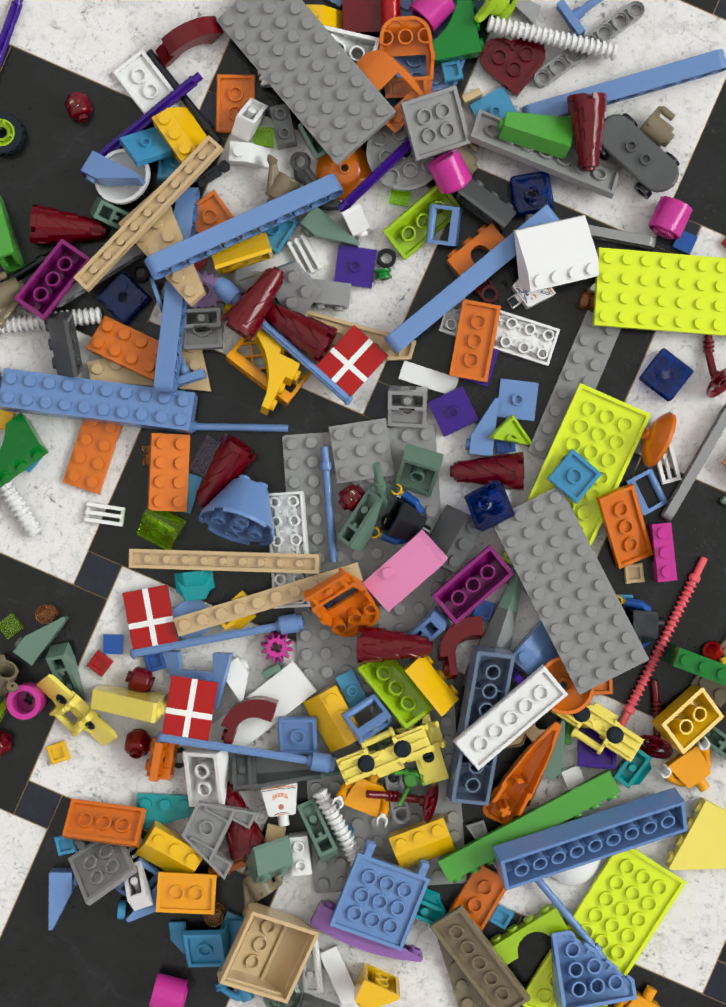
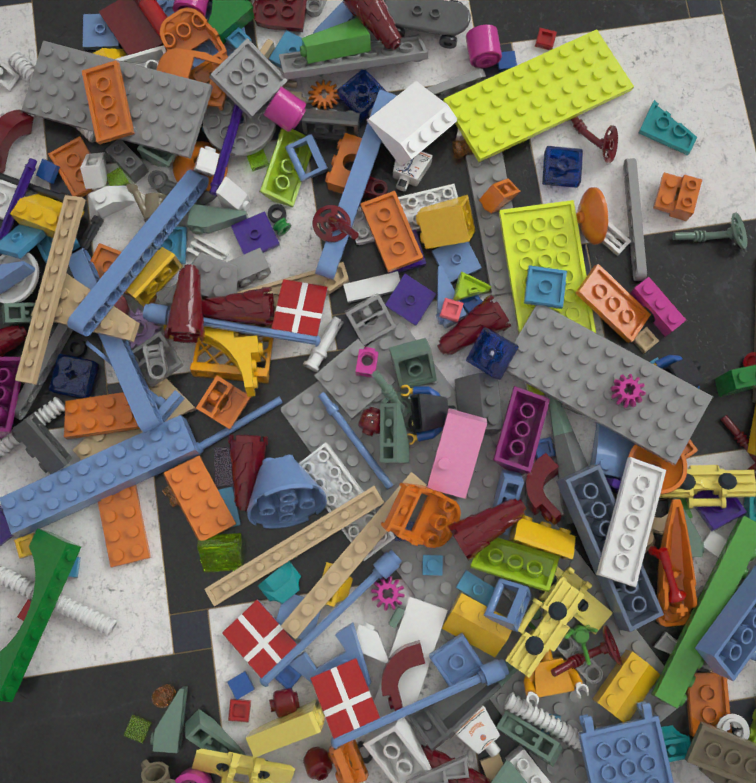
camera: 45 degrees left, 10 degrees down
(88, 511) = (149, 578): white tile -> none
(201, 331) = (156, 358): none -> light grey piece
(207, 91) = (48, 171): none -> blue tile
(233, 394) = (215, 398): none -> orange brick
(296, 69) = (107, 102): none -> orange plate
(327, 647) = (432, 565): none -> dark azure plate
(351, 177) = (206, 161): none -> white slope
(358, 401) = (320, 351): none -> white pin
(370, 449) = (361, 369): none -> dark pink brick
(429, 315) = (333, 224): none -> dark red dish
(481, 444) = (451, 310): none -> coral tile
(490, 173) = (319, 99): none -> orange gear
(491, 923) = (736, 722): none -> white gear
(501, 916) = (740, 707): dark azure tile -> none
(508, 796) = (674, 594): none -> red piece
(528, 363) = (446, 222): none -> yellow slope
(576, 604) = (633, 397): none -> dark pink gear
(590, 367) = (498, 195): none -> orange slope
(656, 486) = (614, 259): medium blue tile -> none
(659, 648) = (697, 312): coral hose -> none

